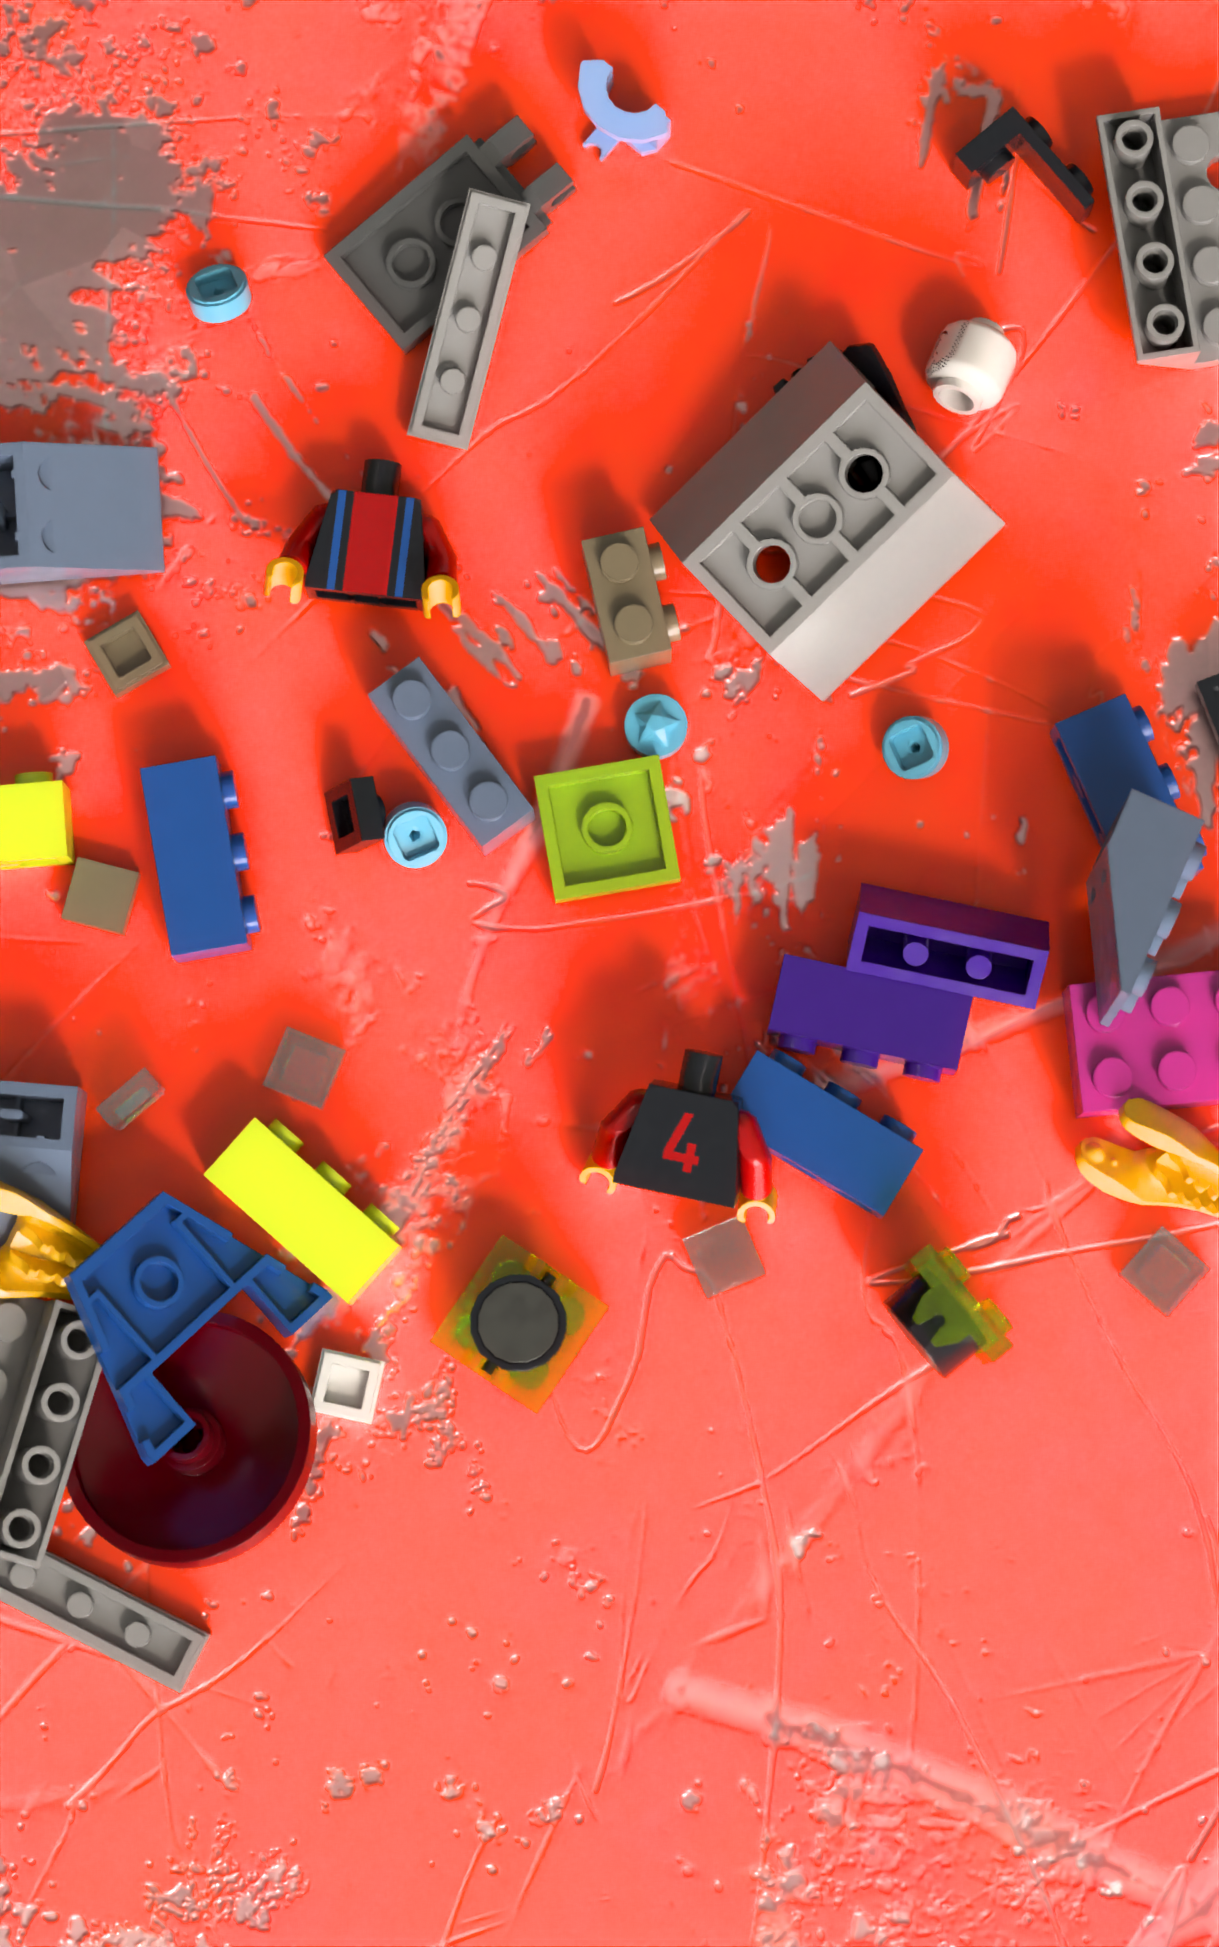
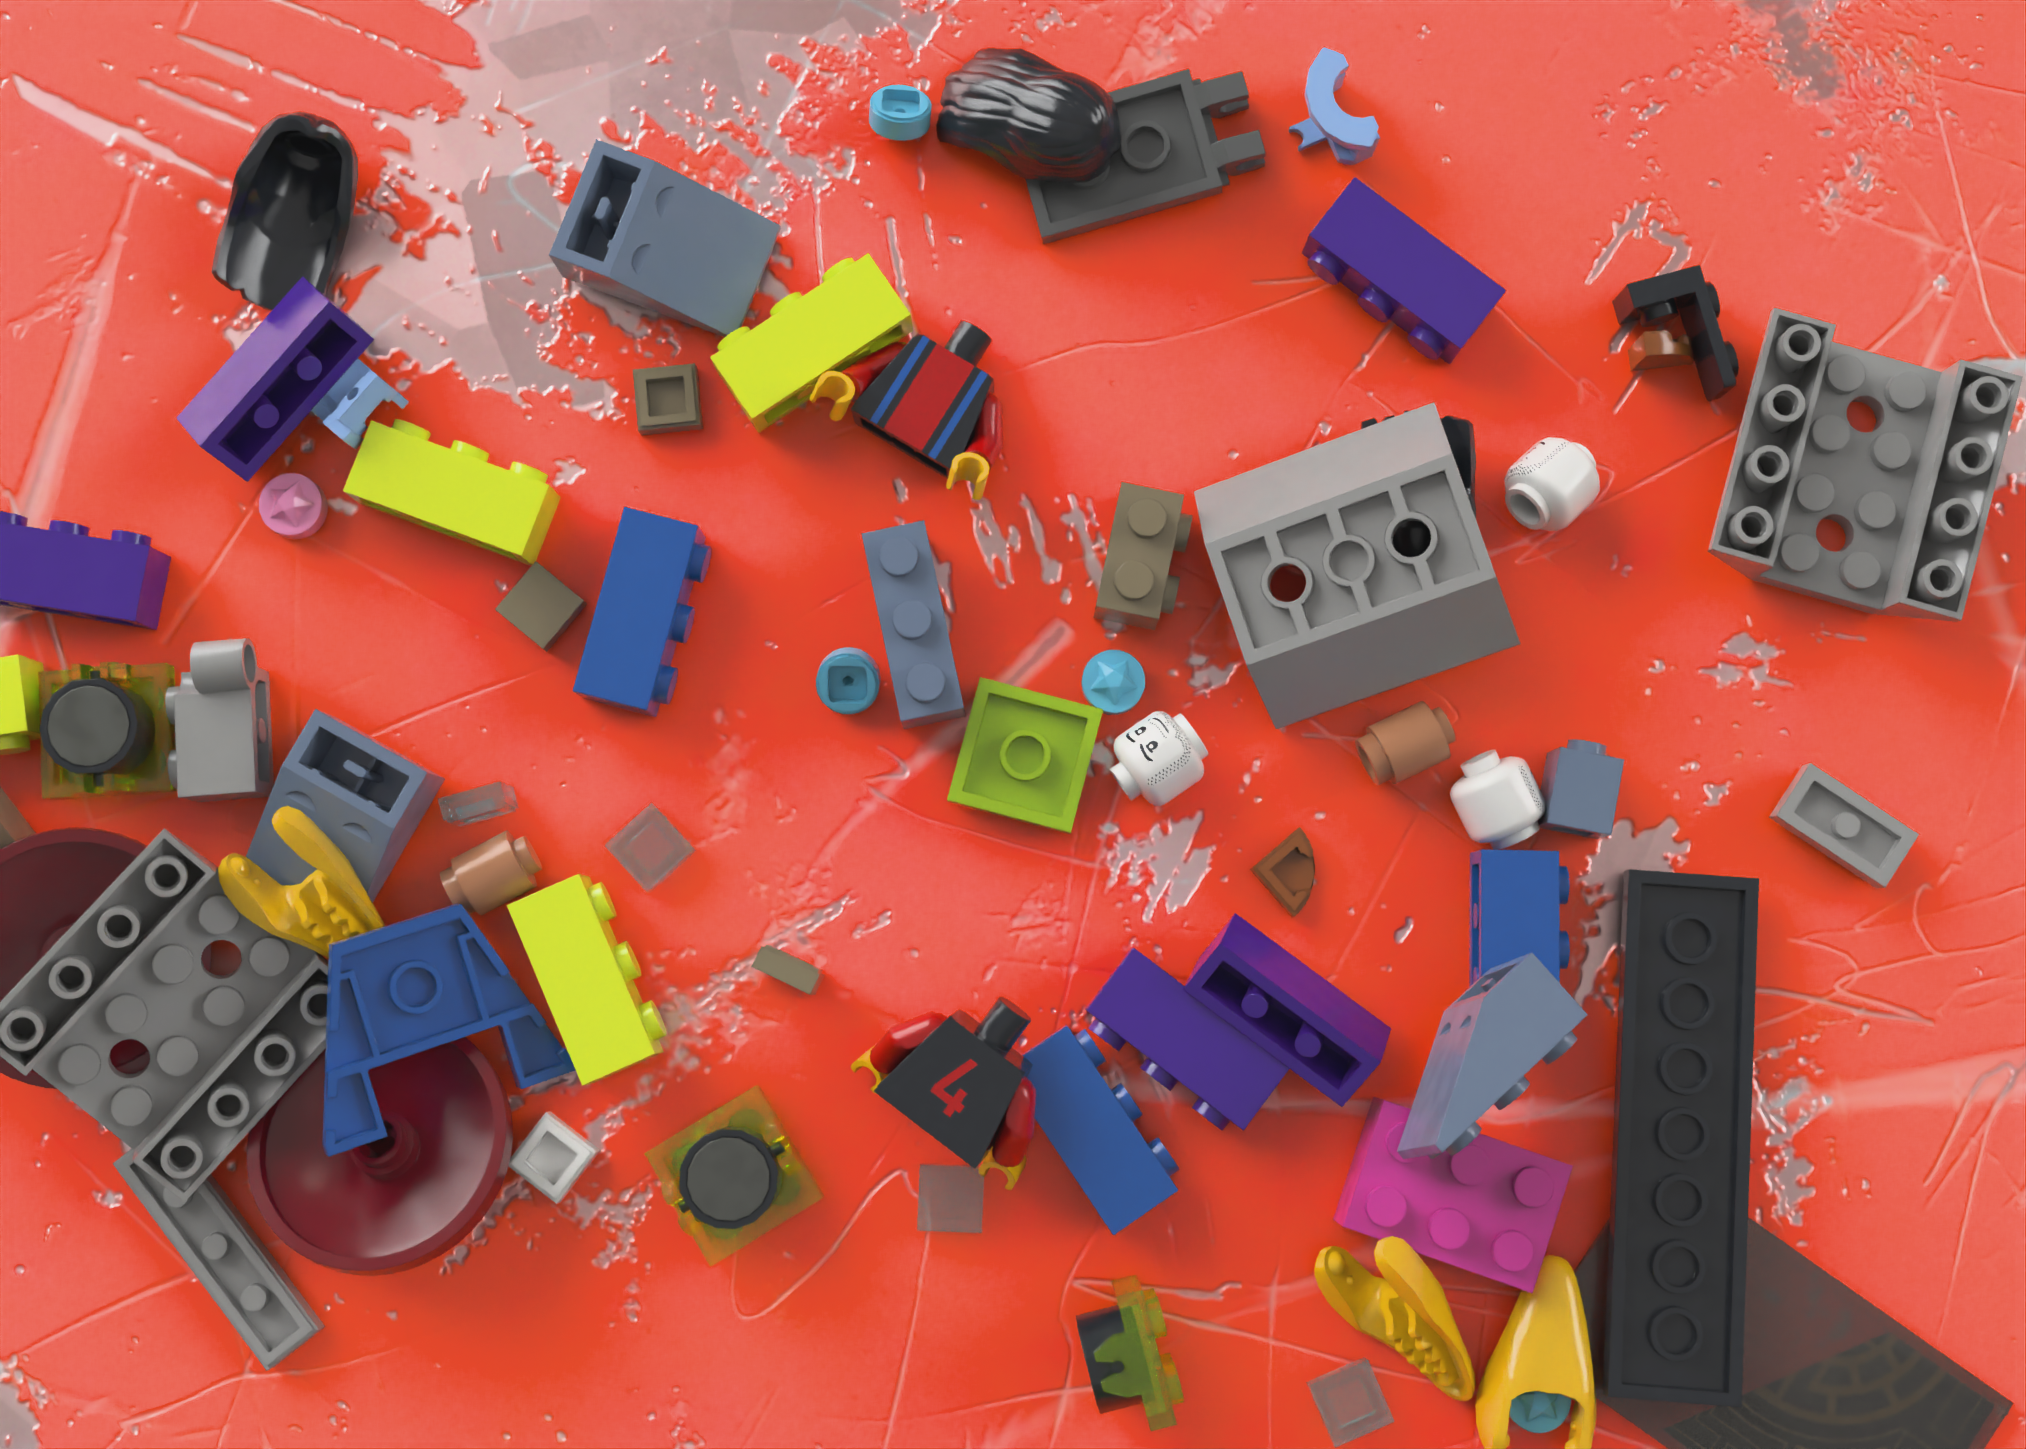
camera: 20 degrees right, 0 degrees up
(173, 1155) = (491, 873): none -> nougat brick
(236, 540) = (809, 334): none -> neon yellow brick
(340, 244) = (1030, 116): none -> black hair
(355, 815) = (803, 638): black plate -> none
(468, 319) = (1113, 235): light grey tile -> none
(482, 1118) = (788, 969): none -> dark tan tile
(729, 775) = (1158, 758): none -> white head
(746, 234) = (1401, 272): none -> dark purple brick
(893, 825) = (1288, 872): none -> dark orange tile
(915, 747) = (1341, 810): medium azure tile -> none
(945, 660) = (1405, 743): none -> nougat brick
(1013, 199) = (1659, 350): none -> dark orange tile
(1051, 673) = (1498, 799): none -> white head
(1120, 631) = (1580, 789): none -> sand blue brick

